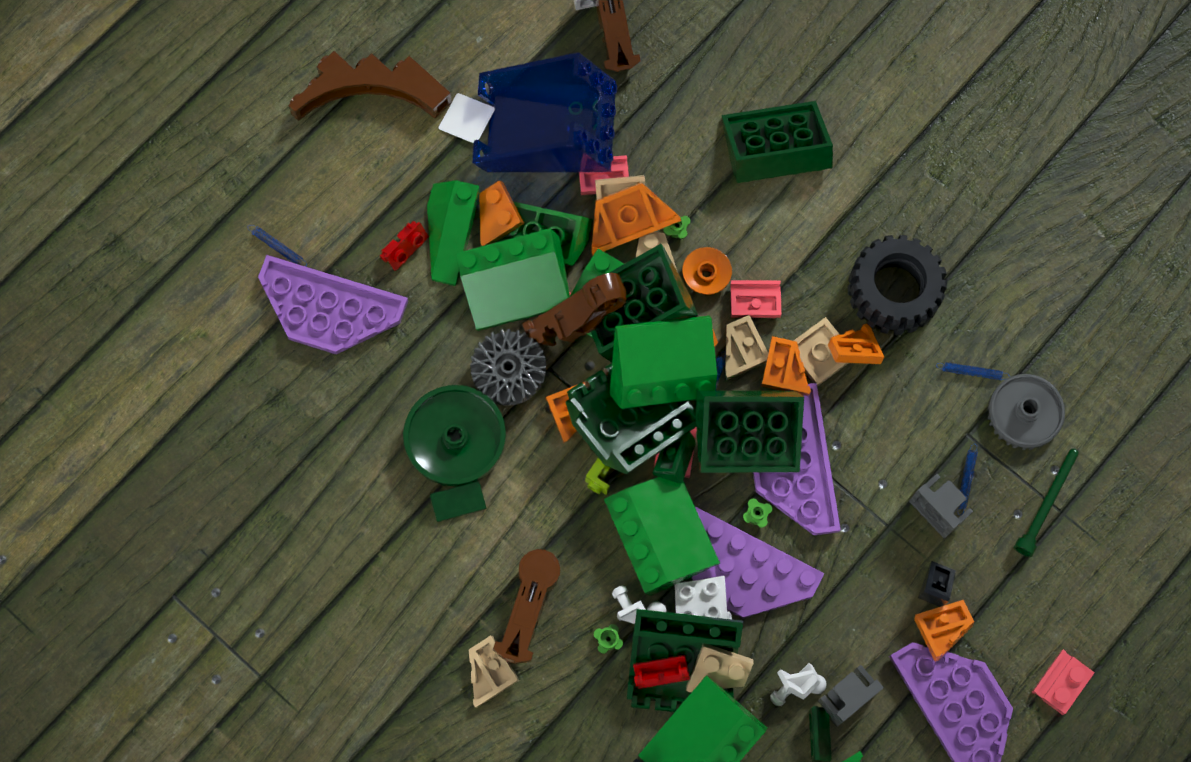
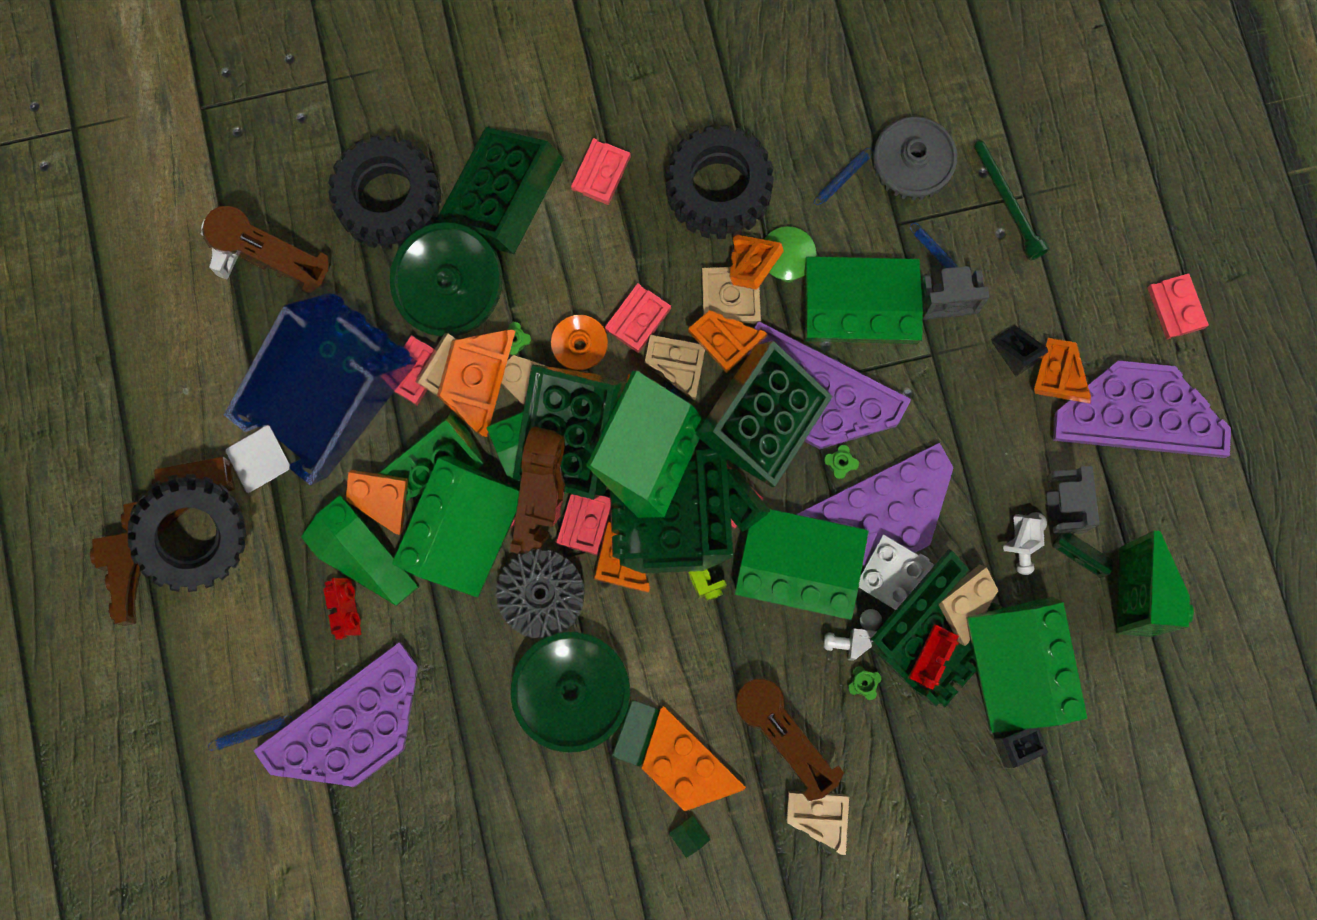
camera: 50 degrees left, 5 degrees up
(350, 112) = (189, 570): none -> black tyre
(412, 589) = (689, 836): none -> dark green slope
(459, 552) = (686, 766): none -> orange wing
(579, 363) = (584, 523): none -> coral plate
(683, 150) = (446, 279): none -> dark green dish
(716, 38) = (376, 159): none -> black tyre
(843, 200) = (601, 171): none -> coral plate
(885, 377) = (796, 247): none -> bright green dish
(888, 445) = (863, 300): none -> green slope

